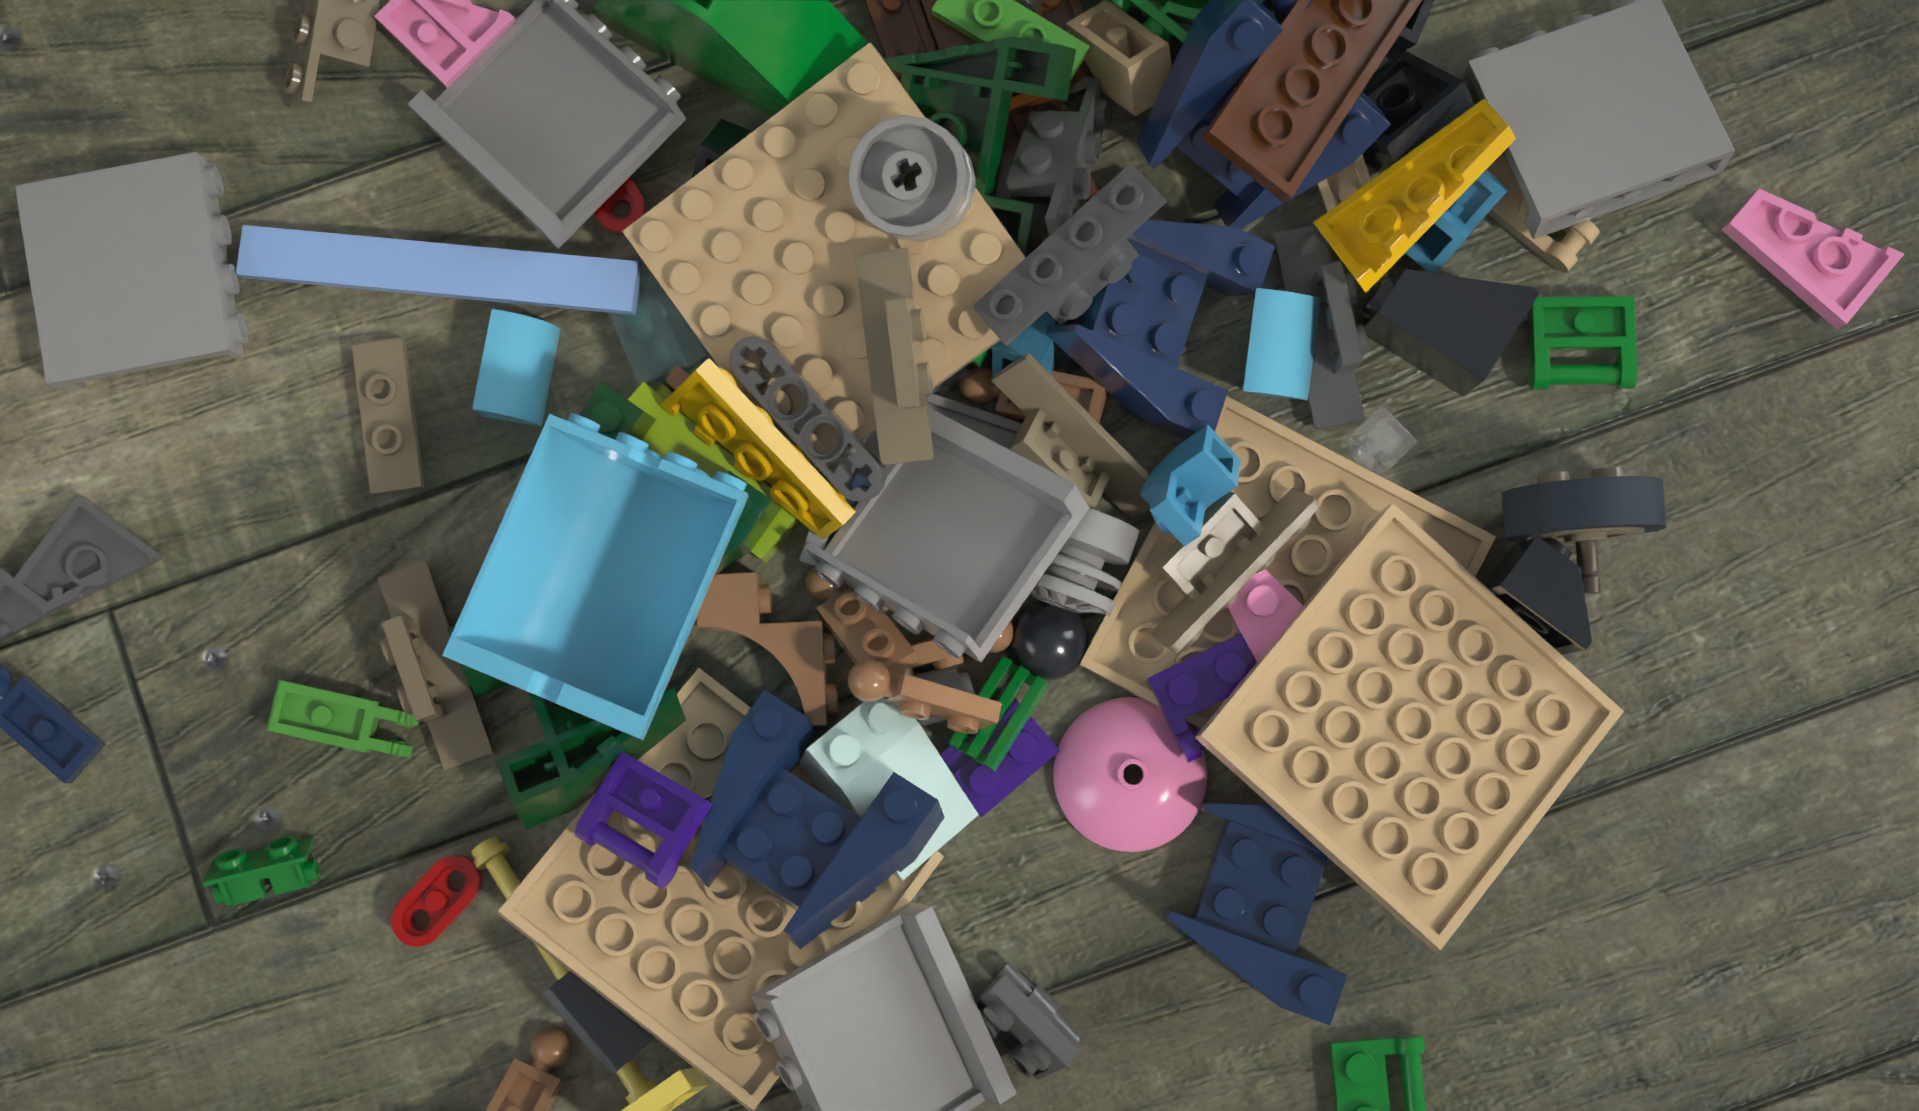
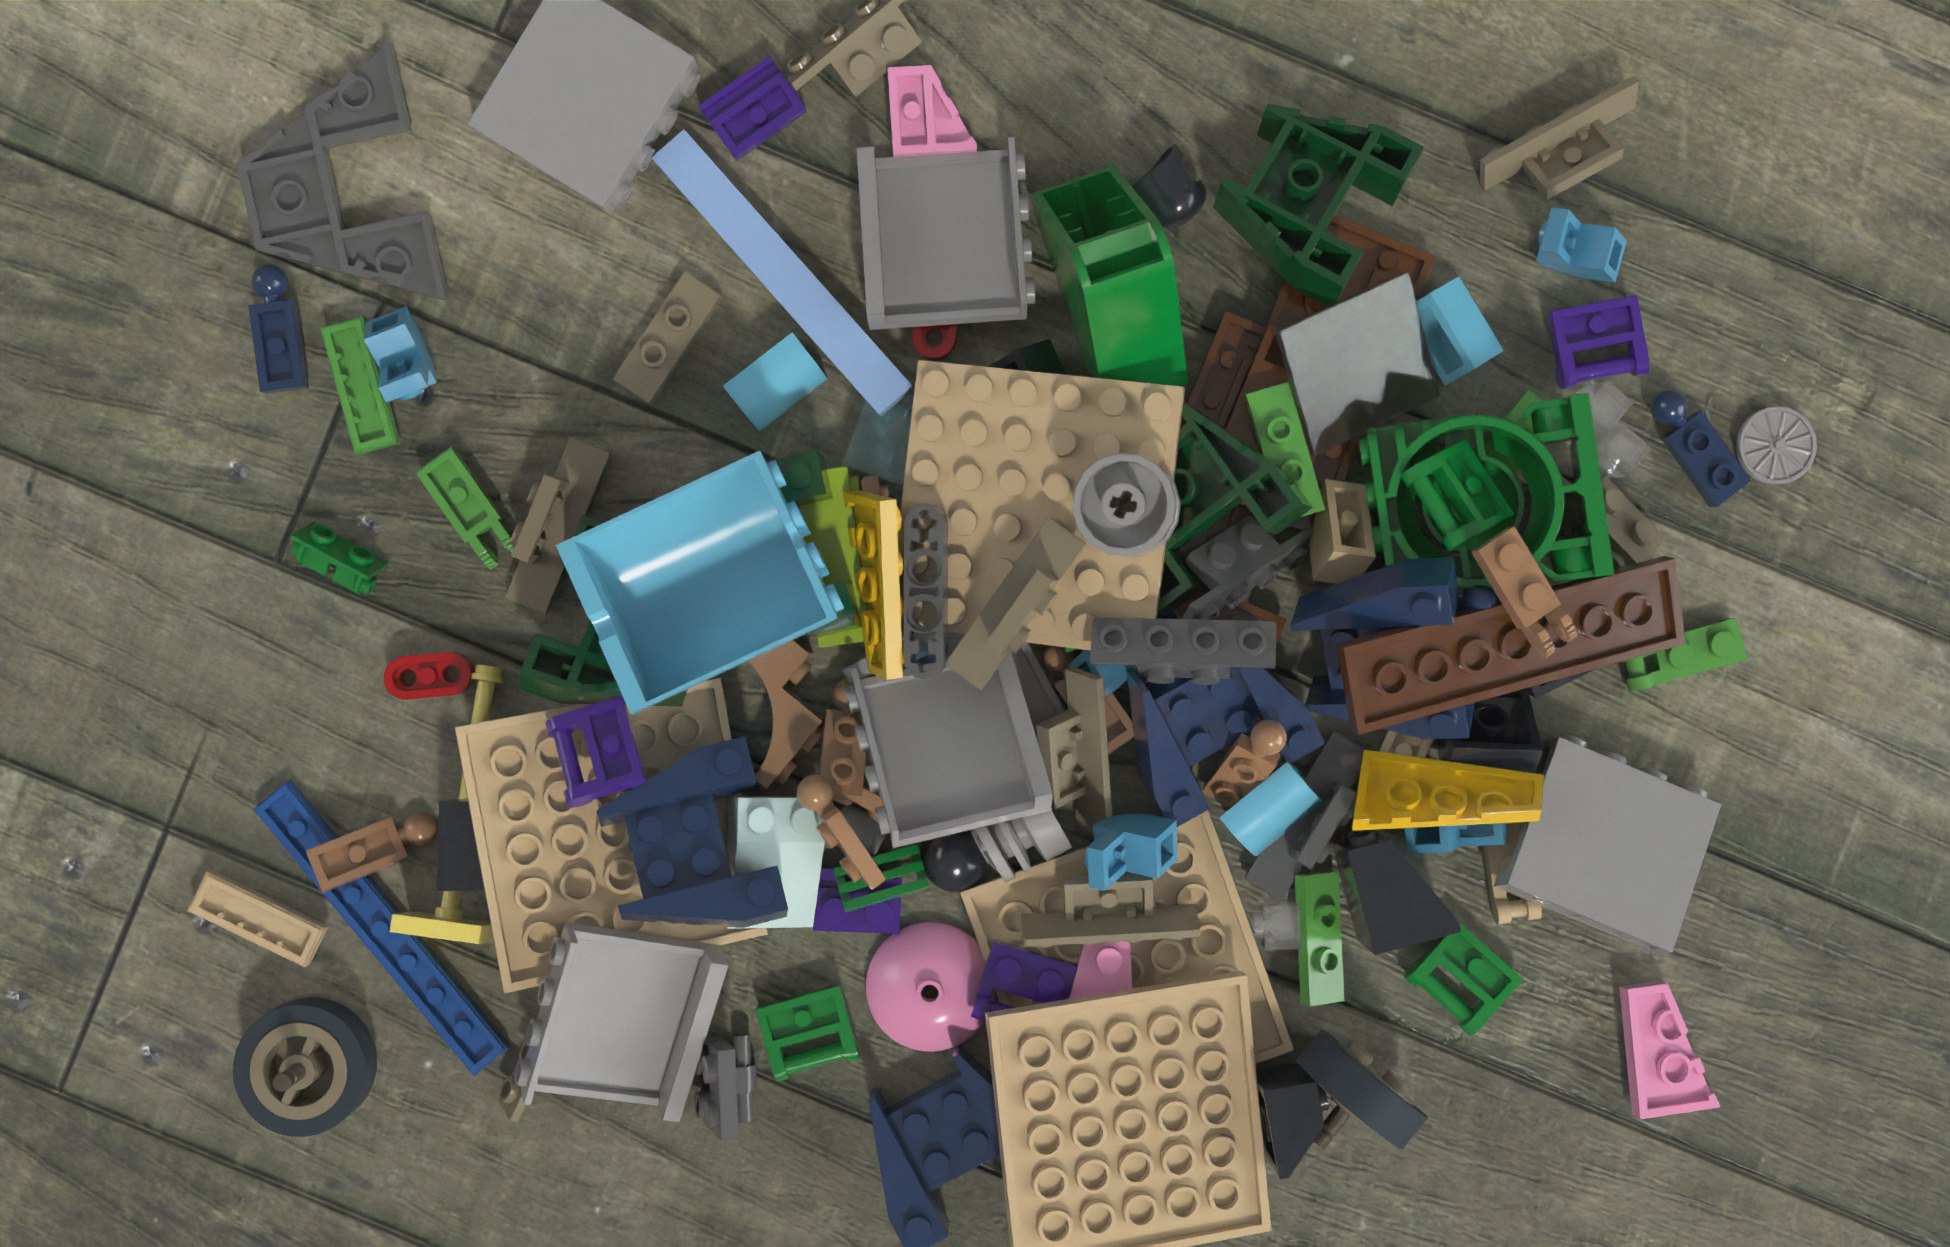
camera: 40 degrees right, 5 degrees up
(150, 699) = (357, 382): none -> bright green plate
(161, 639) = (399, 355): none -> dark azure brick
(287, 155) = (752, 108): none -> dark purple plate
(1045, 903) = (804, 1019): none -> green plate
(1223, 322) = (1246, 763): none -> medium nougat plate
(1433, 423) = (1320, 938): none -> bright green plate

